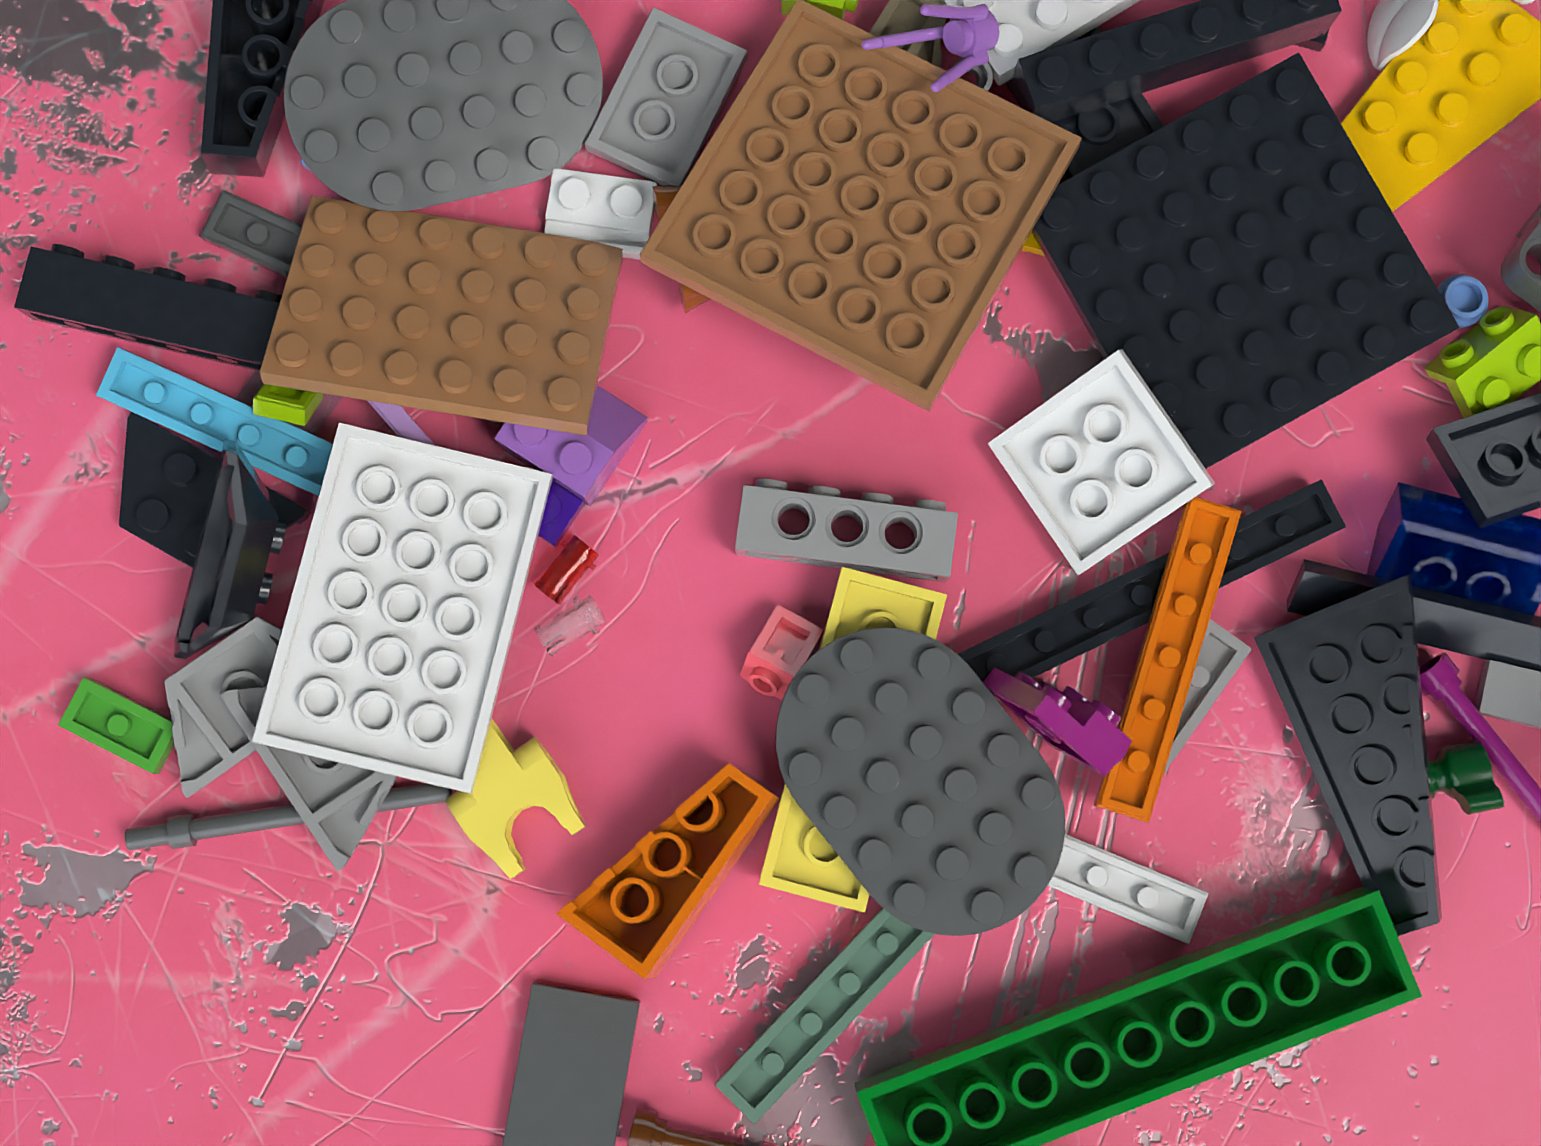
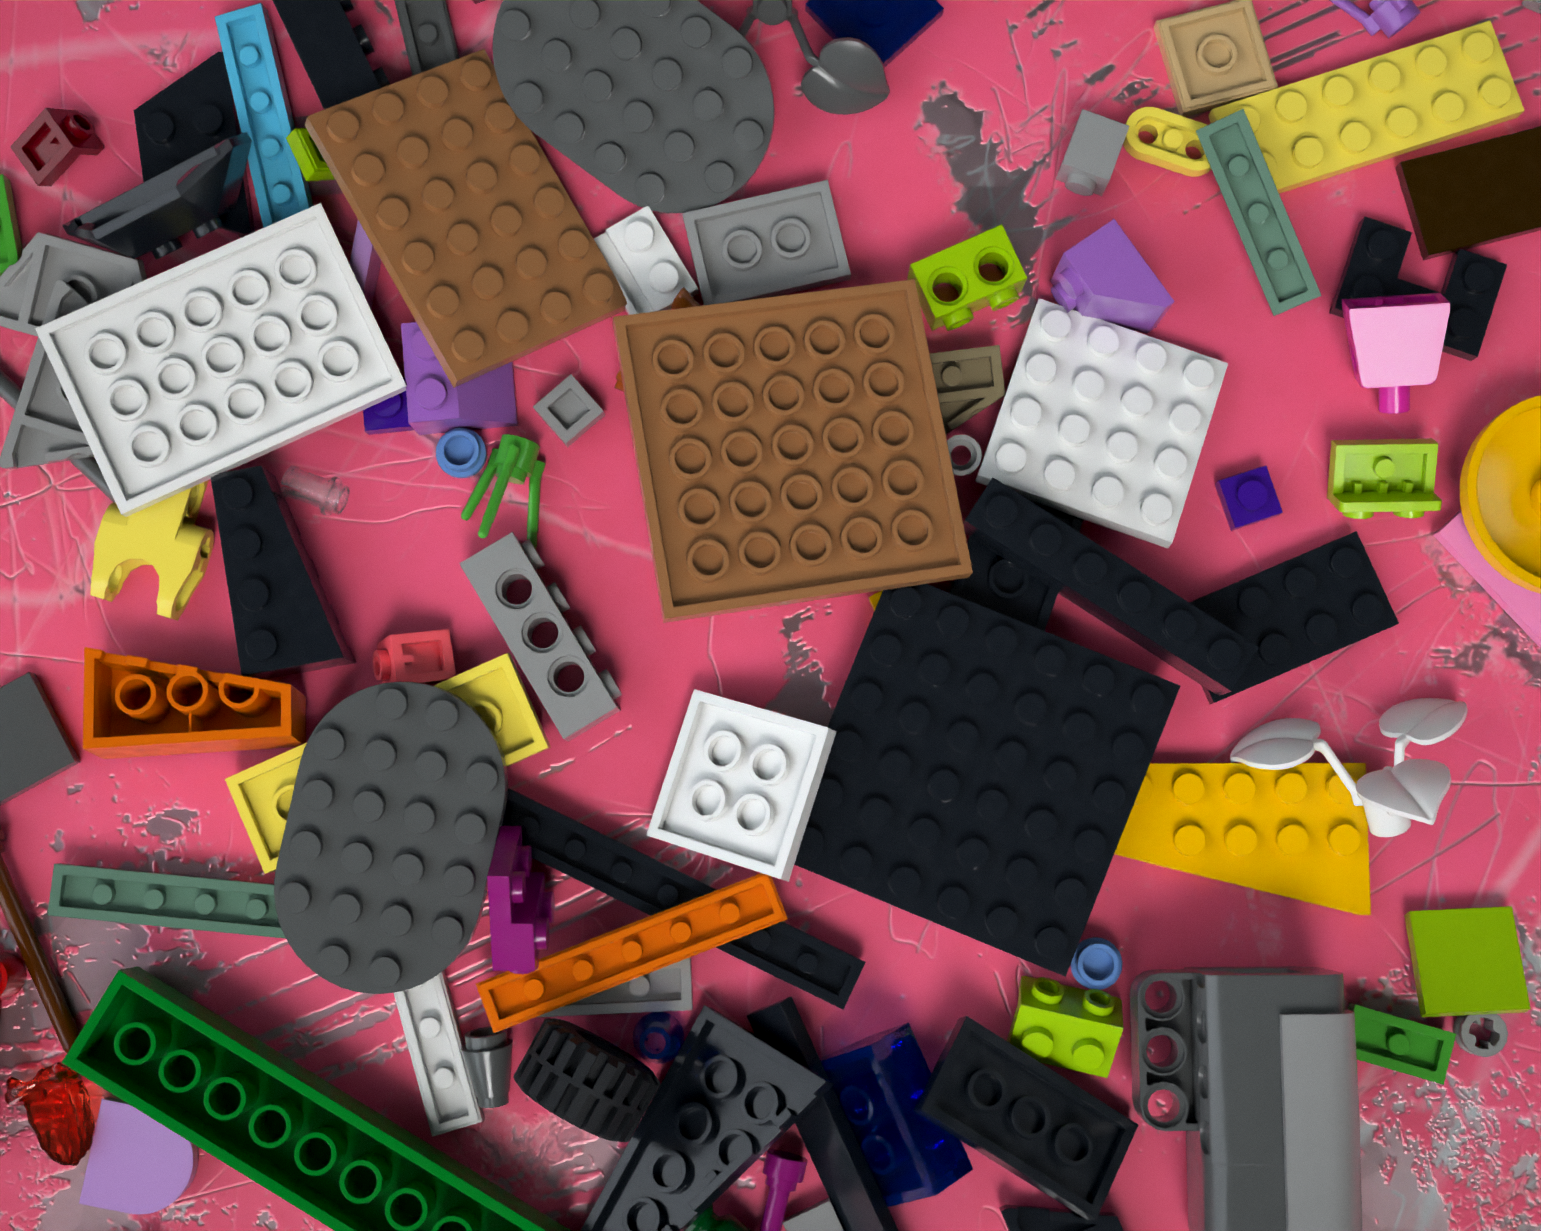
camera: 50 degrees right, 0 degrees up
(93, 614) = (55, 143): none -> dark red bracket
(567, 569) = (354, 454): clear red pin -> none
(630, 719) = (272, 583): none -> black wedge
(636, 481) = (461, 453): none -> medium blue plate
(673, 365) = (569, 410): none -> light grey plate
(681, 442) = (510, 463): none -> bright green plant
(967, 34) = (986, 421): medium lavender plant -> none
(1167, 851) = (489, 1065): none -> dark grey cone
(1240, 700) = (665, 1025): none -> clear blue cone
(1250, 773) = (586, 1080): none -> black tyre

